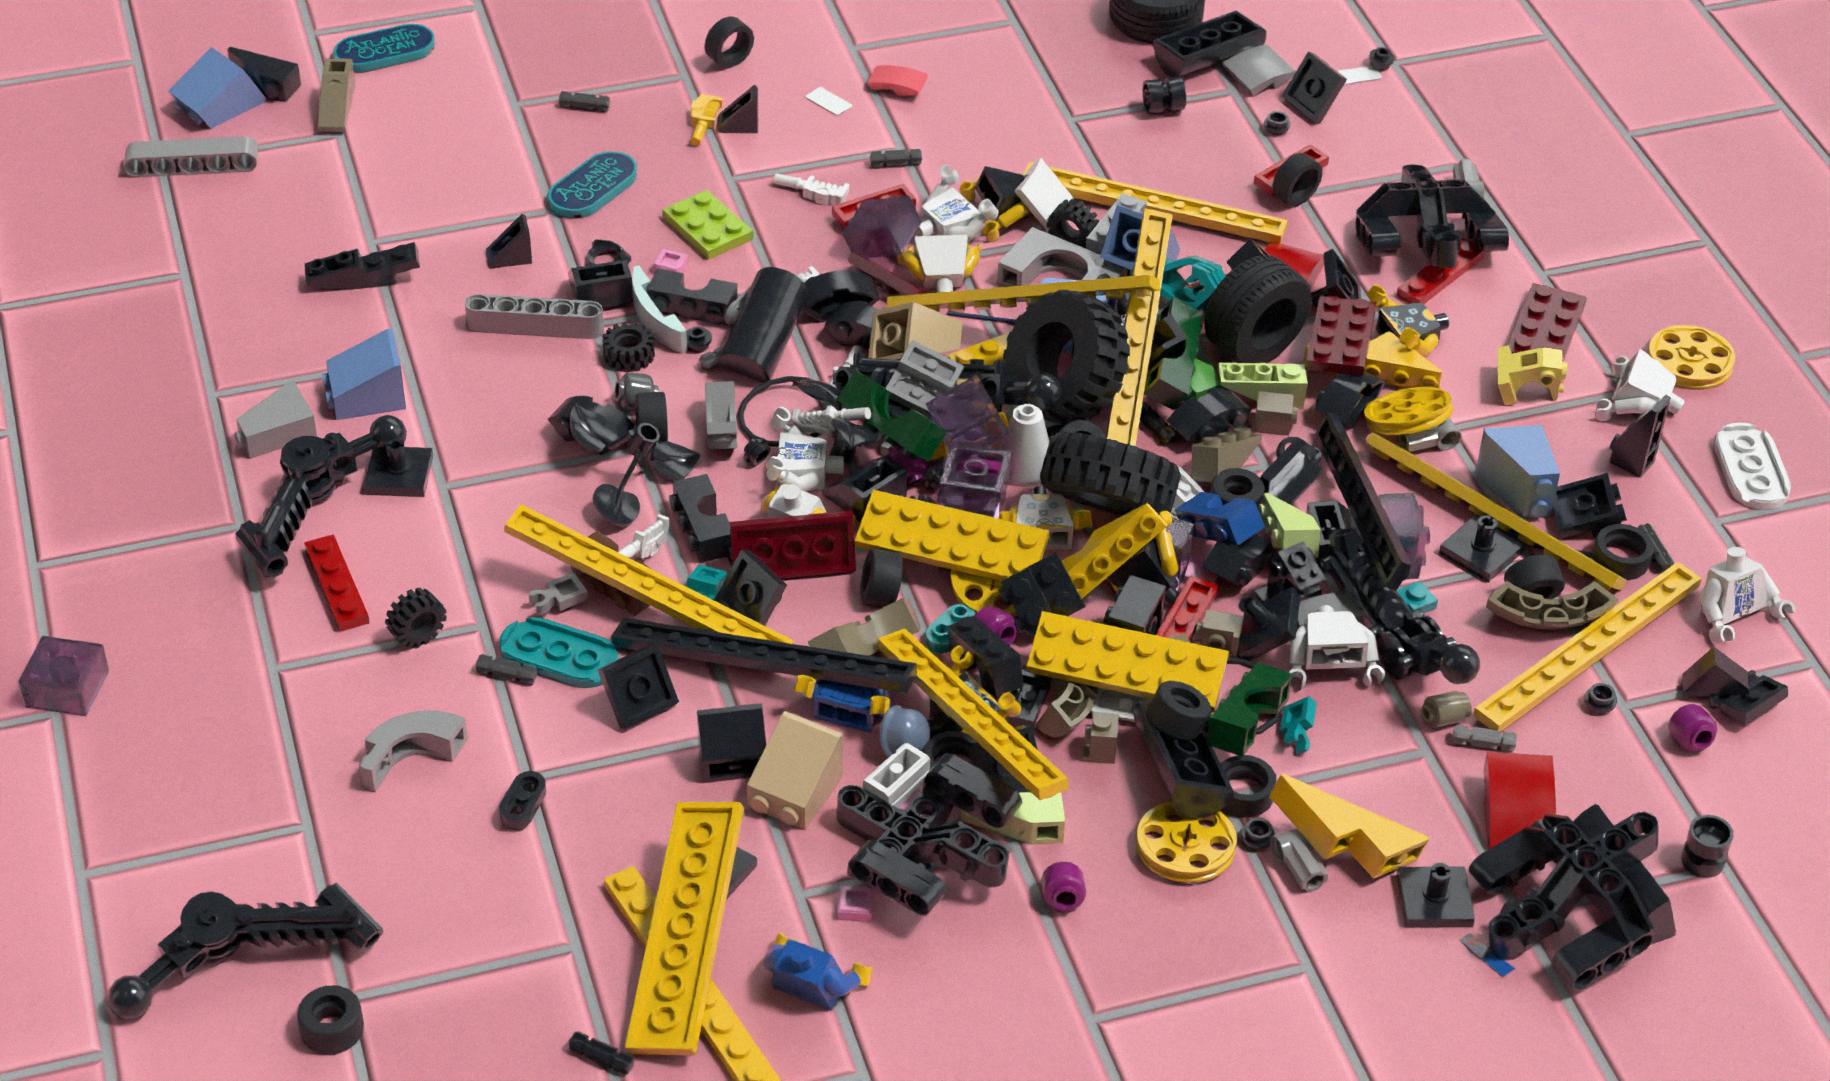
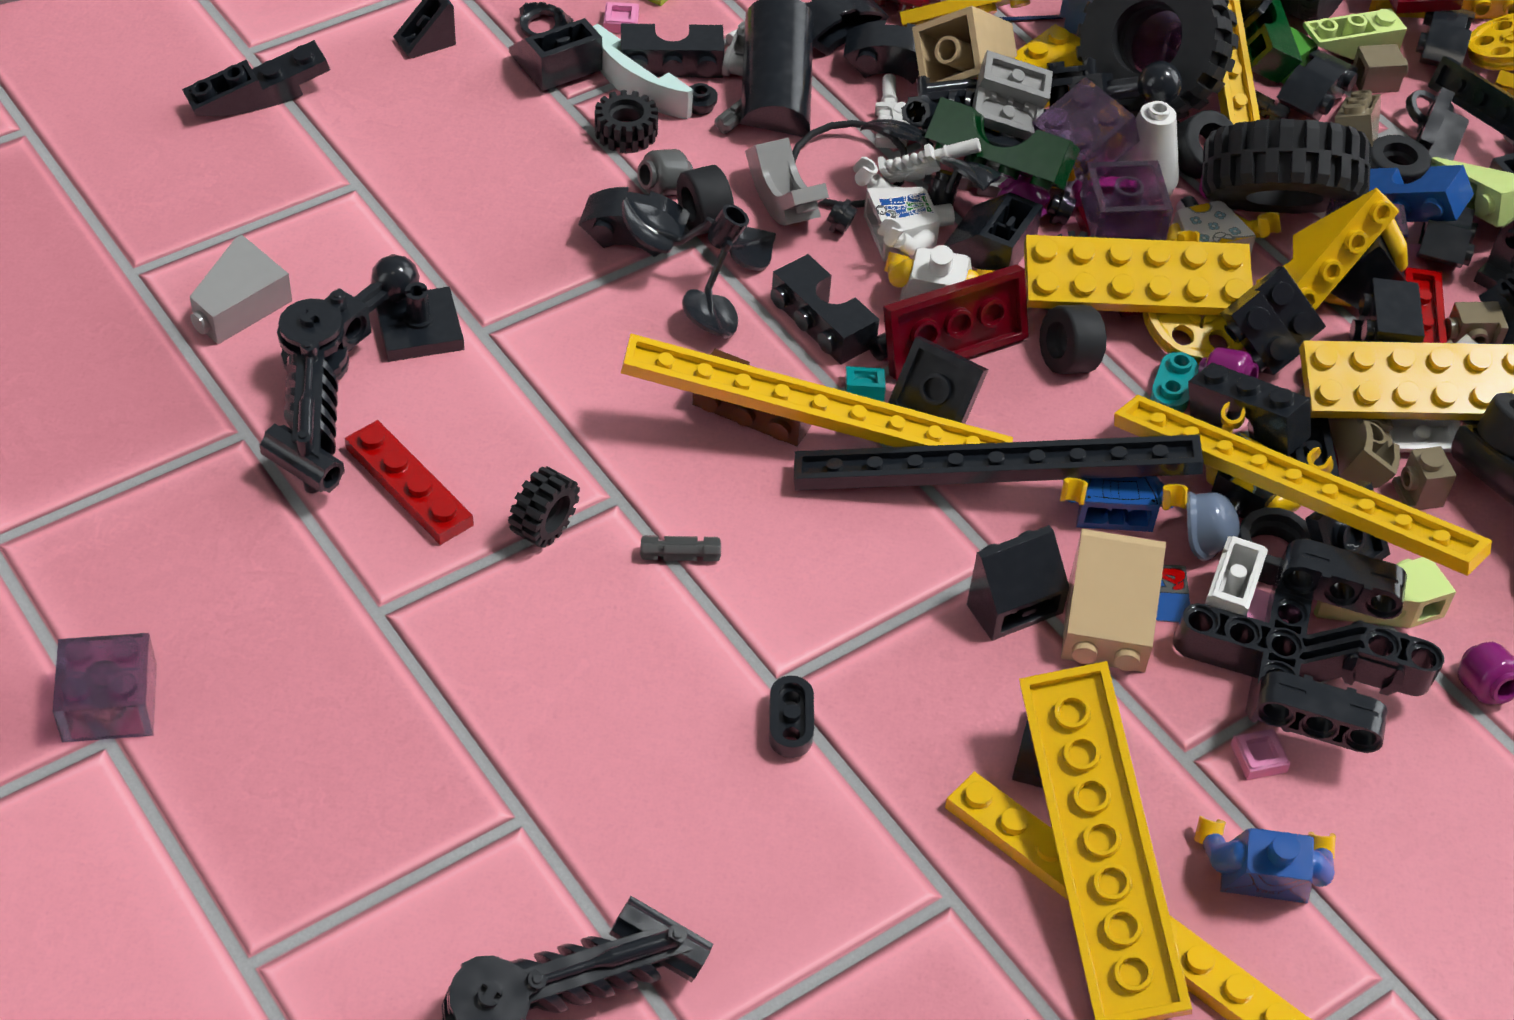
camera: 20 degrees left, 5 degrees up
(366, 378) = (331, 214): medium blue slope -> none
(409, 735) = (609, 661): light grey arch -> none
(534, 316) = (496, 105): light grey beam -> none
(558, 651) = (736, 510): teal tile -> none
(560, 592) = (701, 434): light grey plate -> none
(638, 685) = (866, 534): black tile -> none
(649, 541) = (775, 346): white piece -> none
(858, 771) = (1173, 593): none -> sticker
(863, 638) = (1094, 411): dark tan brick -> none

